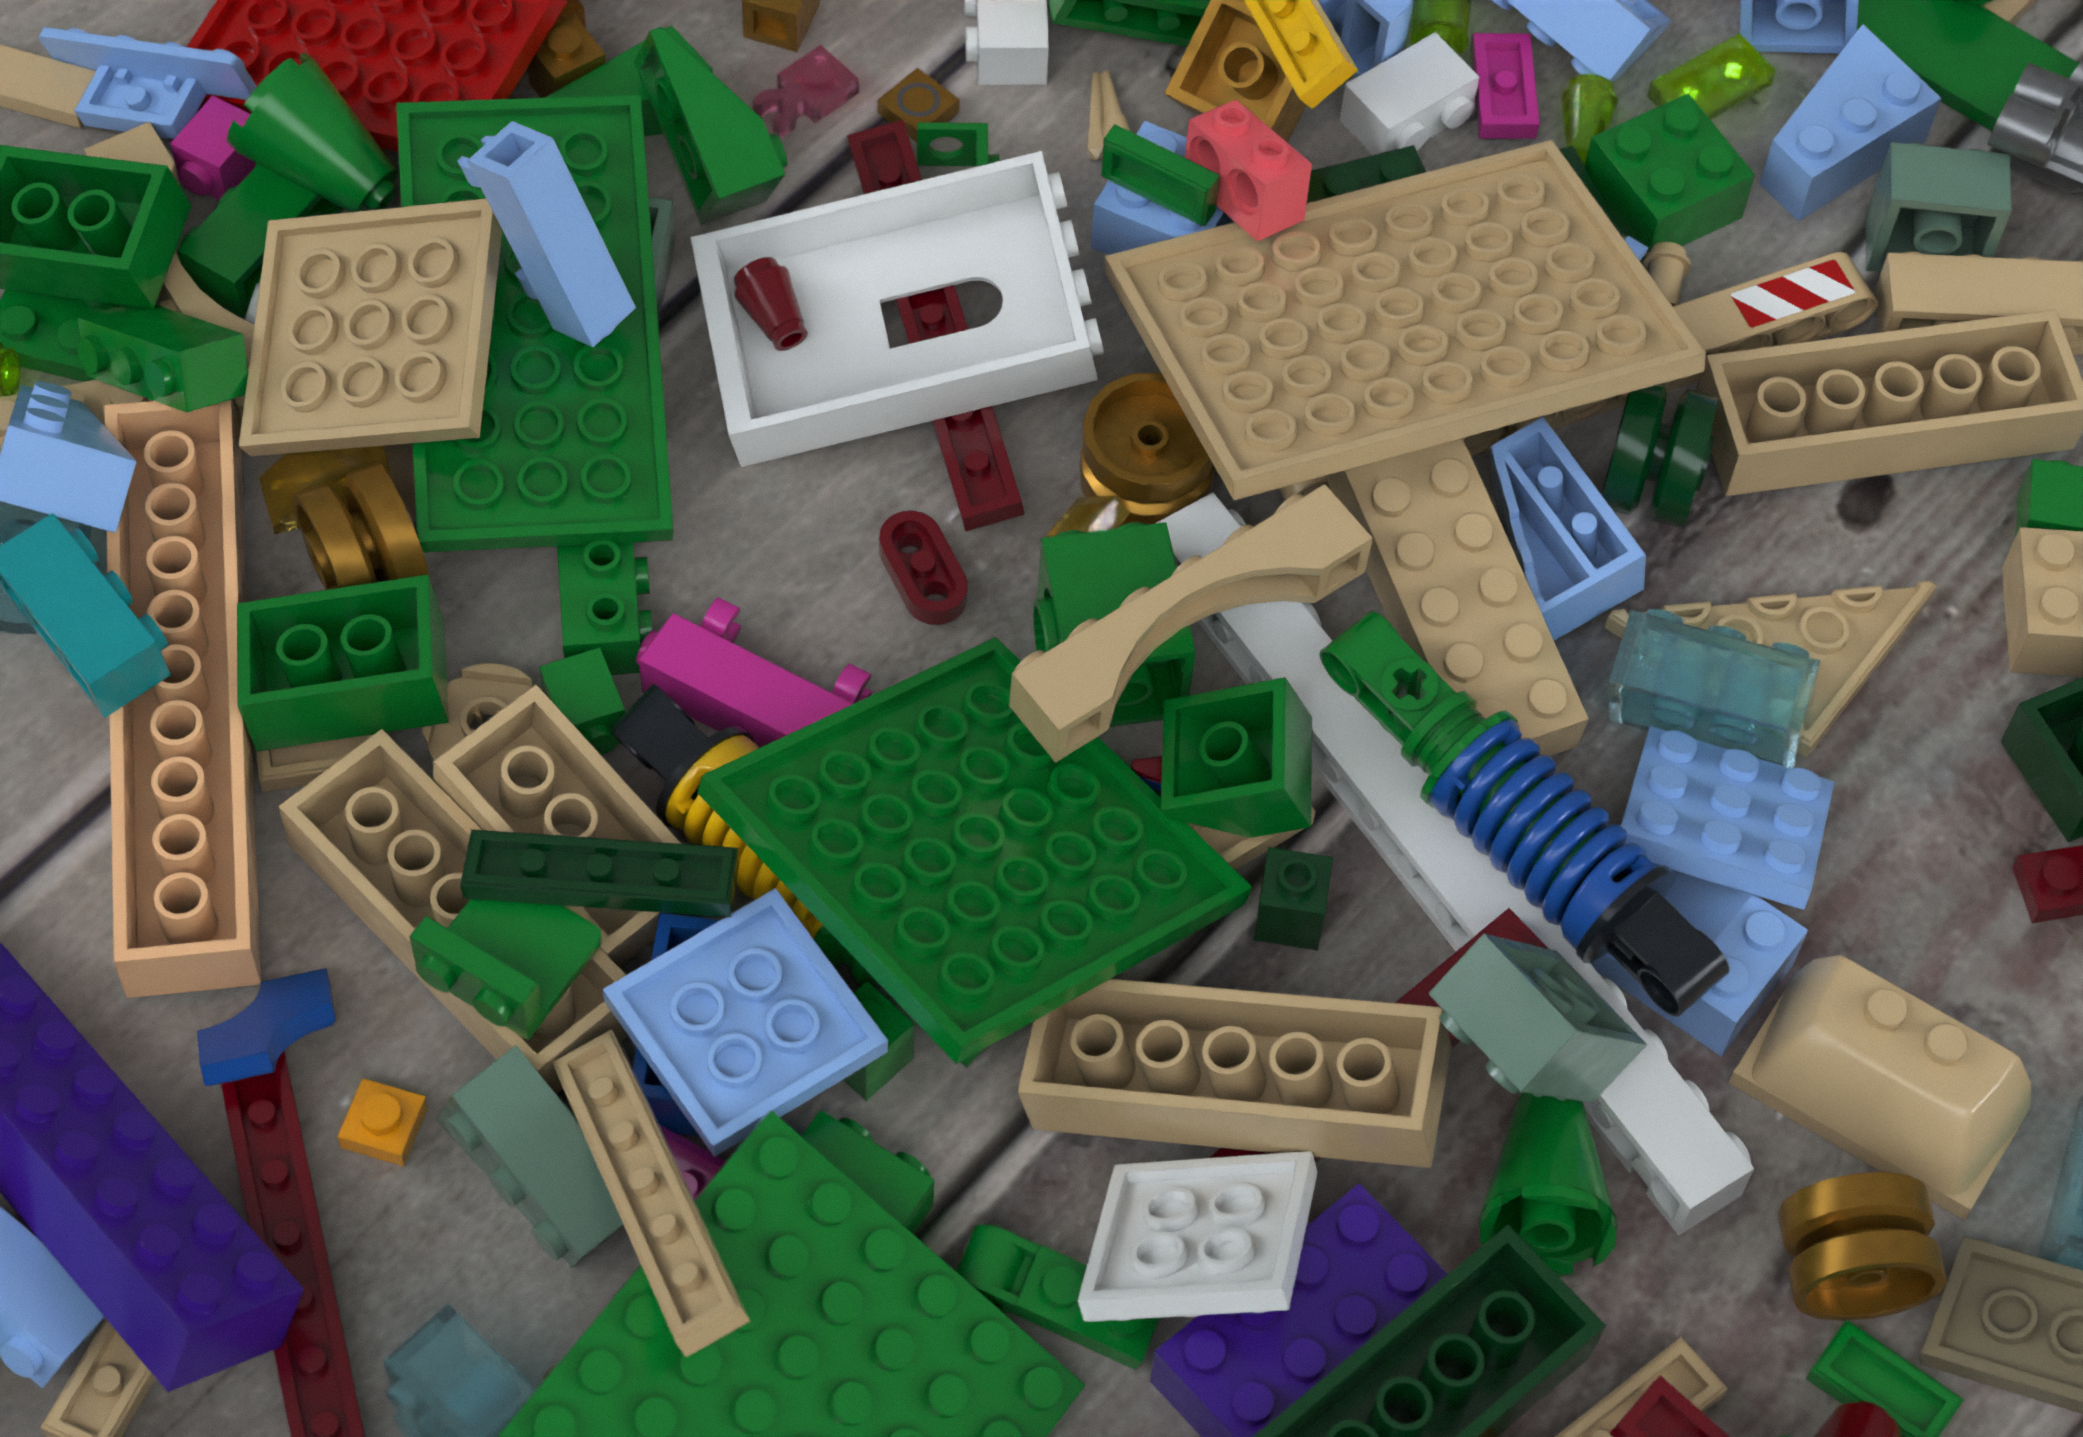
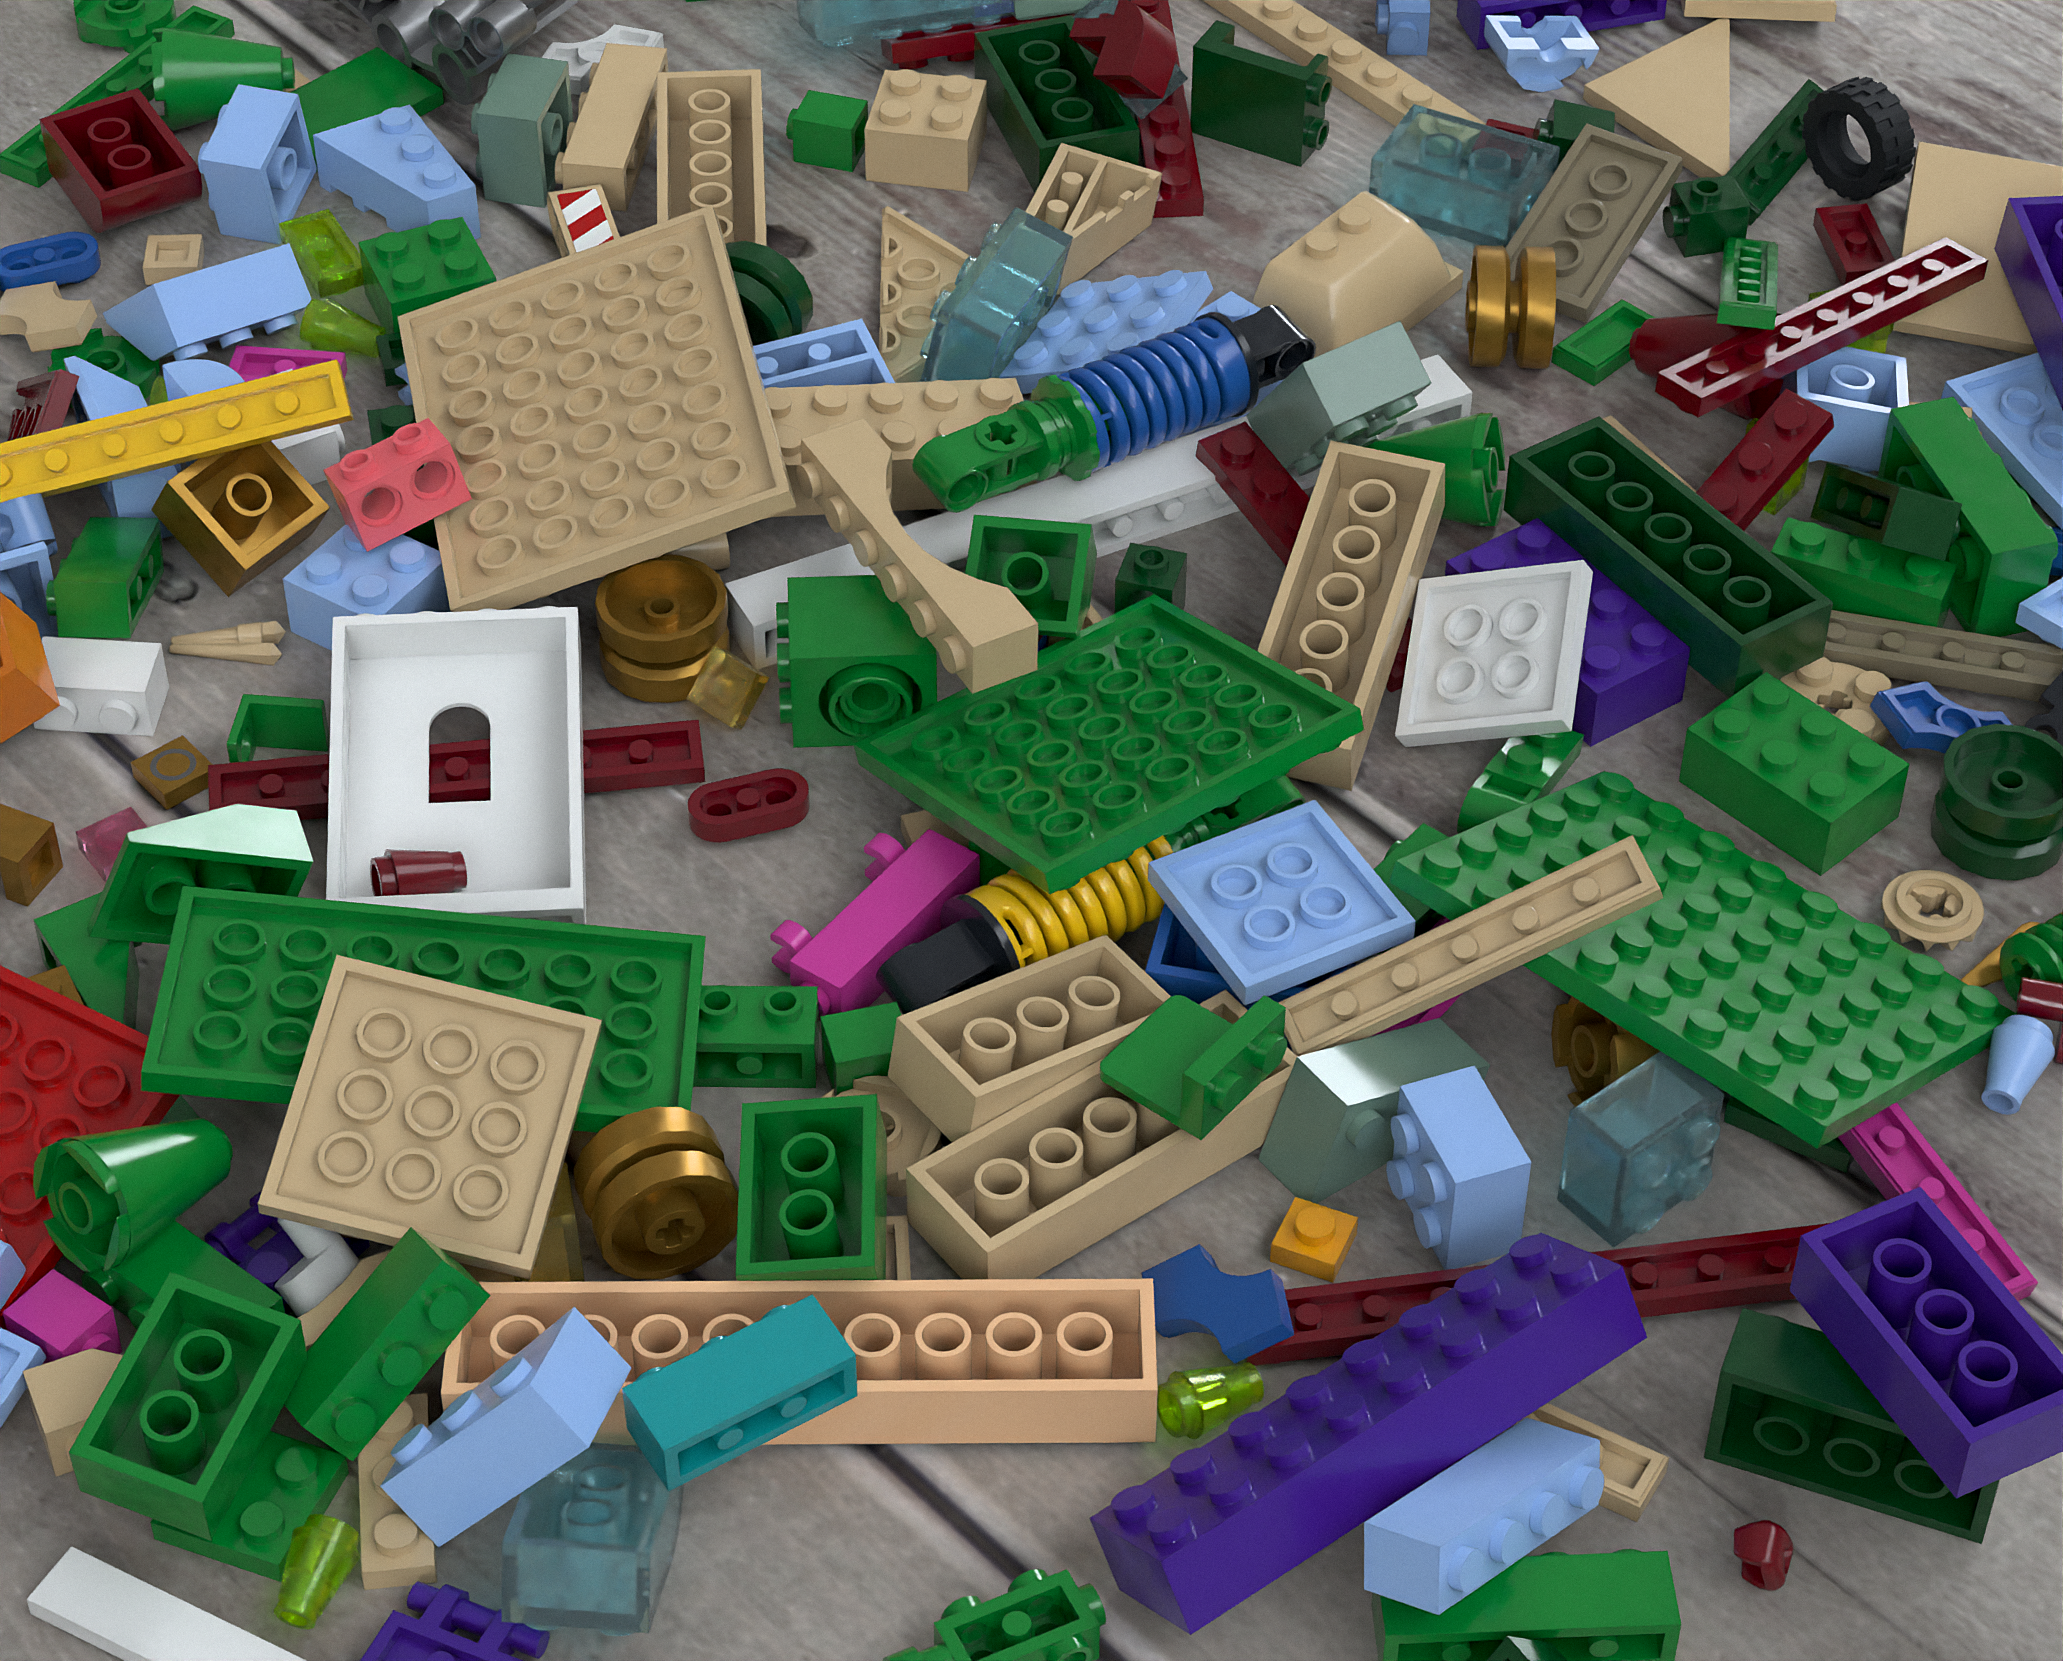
camera: 80 degrees left, 15 degrees down
(165, 1031) = (1204, 1398): none -> clear neon green cone
(431, 1228) = (1458, 1168): none -> light blue brick
(550, 232) = (412, 891): light blue brick -> none
(600, 873) = (1119, 982): dark green tile -> none
(1159, 175) = (379, 548): green tile -> none
(1933, 767) = (1095, 202): none -> tan wedge

